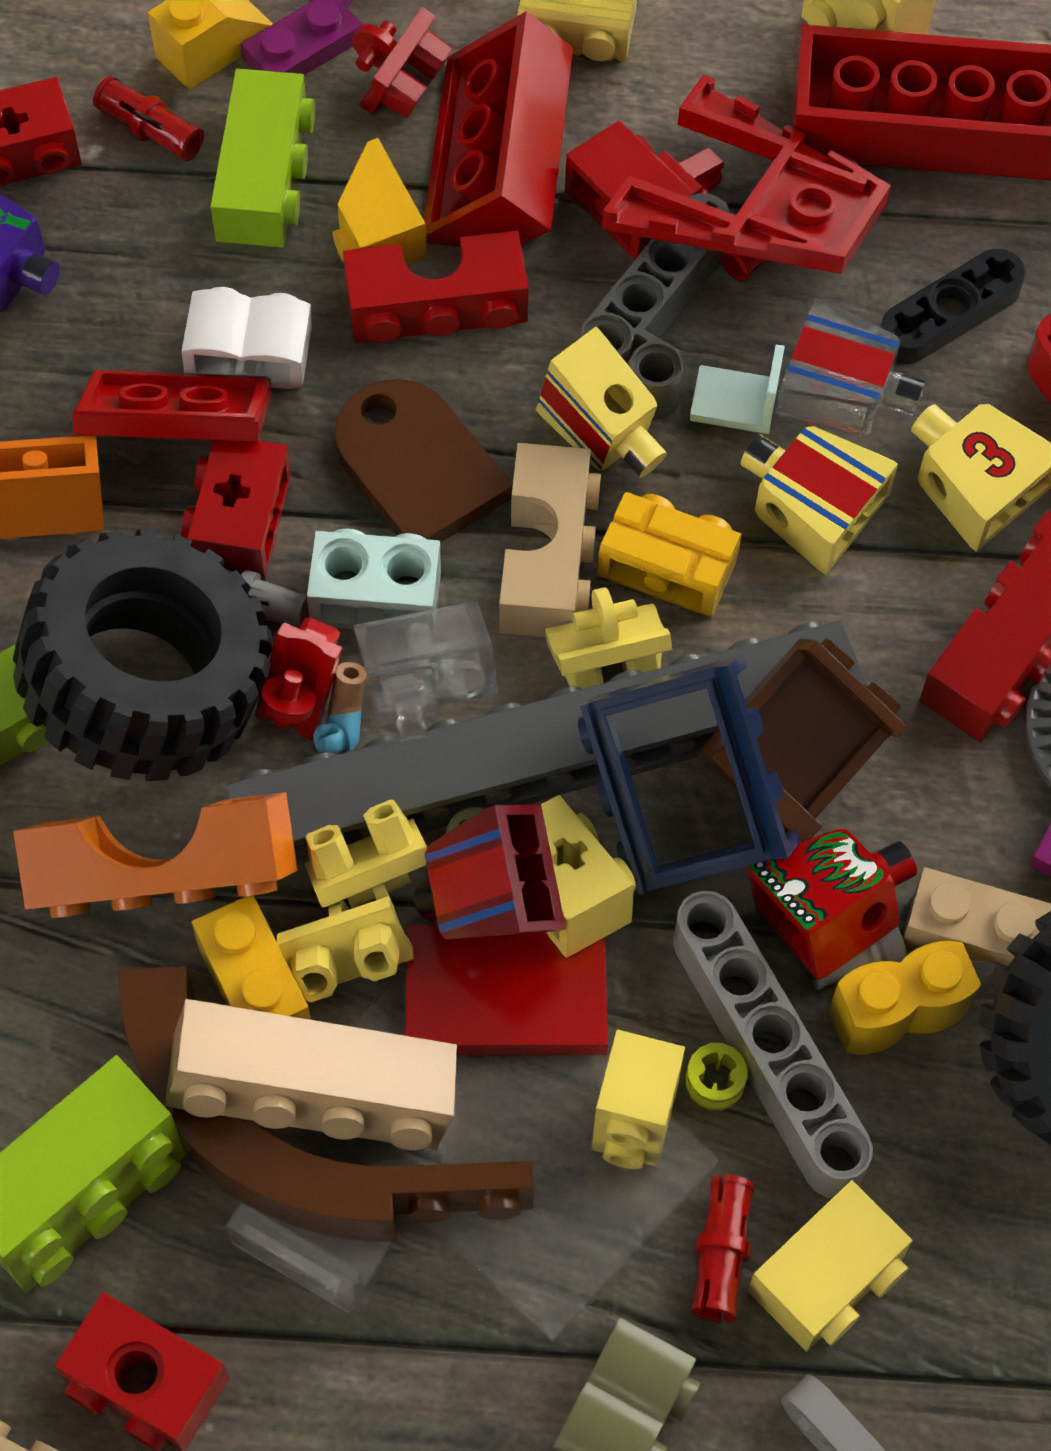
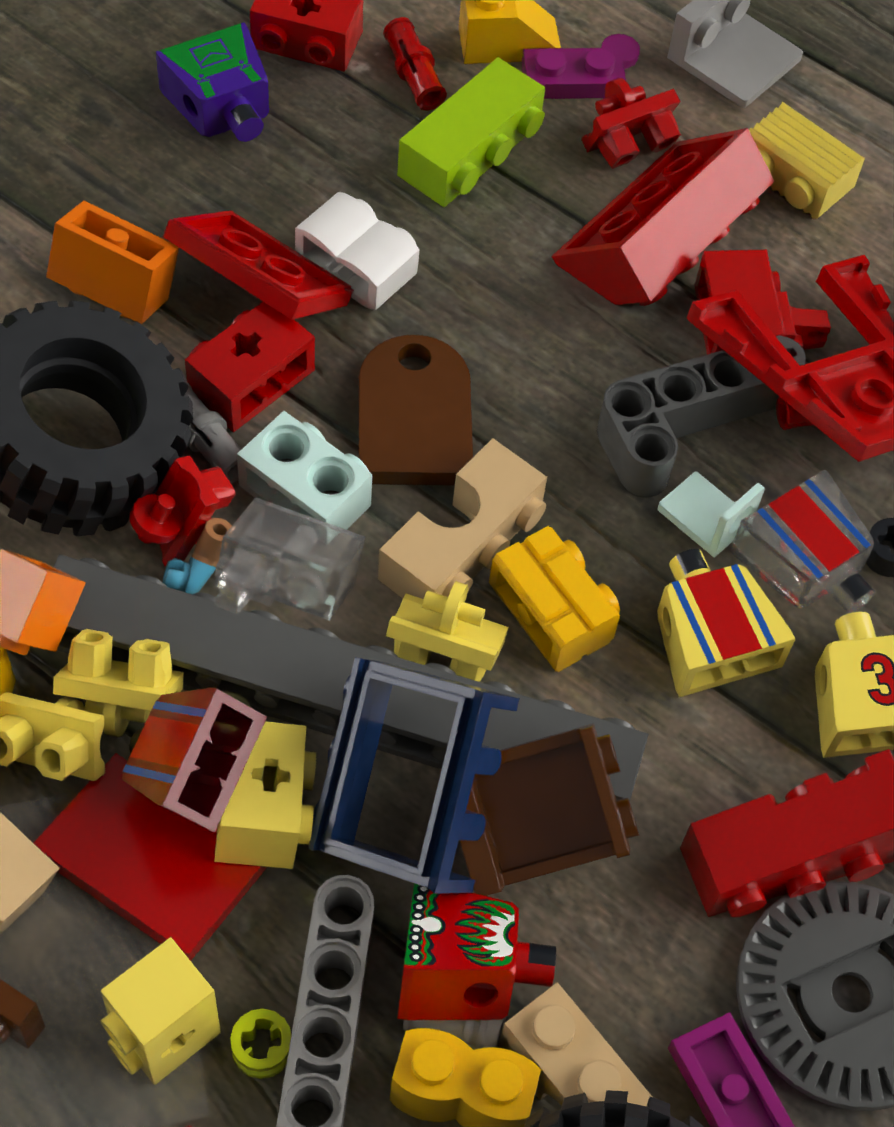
camera: 30 degrees right, 5 degrees down
(378, 209) = (523, 220): yellow slope -> none
(395, 303) = (561, 316): red arch -> none
(600, 405) = (584, 449): light yellow torso -> none

